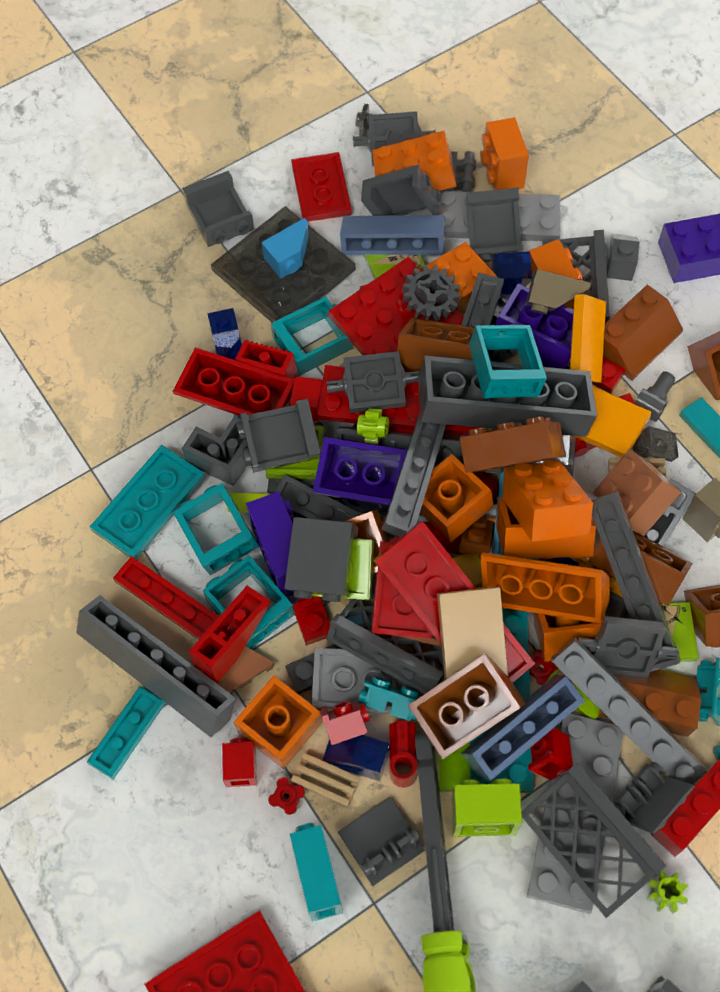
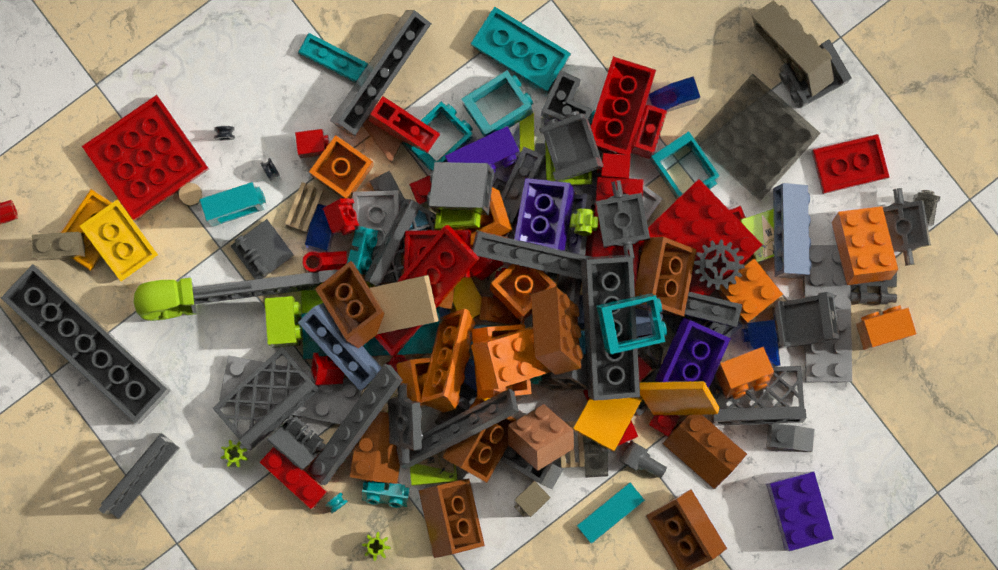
camera: 80 degrees right, 20 degrees up
(165, 598) = (437, 75): red plate -> none
(185, 217) = (795, 46): none -> dark tan wedge
(212, 885) = (224, 133): none -> black bush
(269, 822) = (270, 169): none -> black bush
(287, 248) = (766, 139): dark azure slope -> none
(288, 805) = (294, 184): red plate -> none
(295, 941) = (190, 194): none -> tan tile
(400, 193) = (825, 219): dark grey panel -> none
(552, 290) = (713, 366): dark tan slope -> none

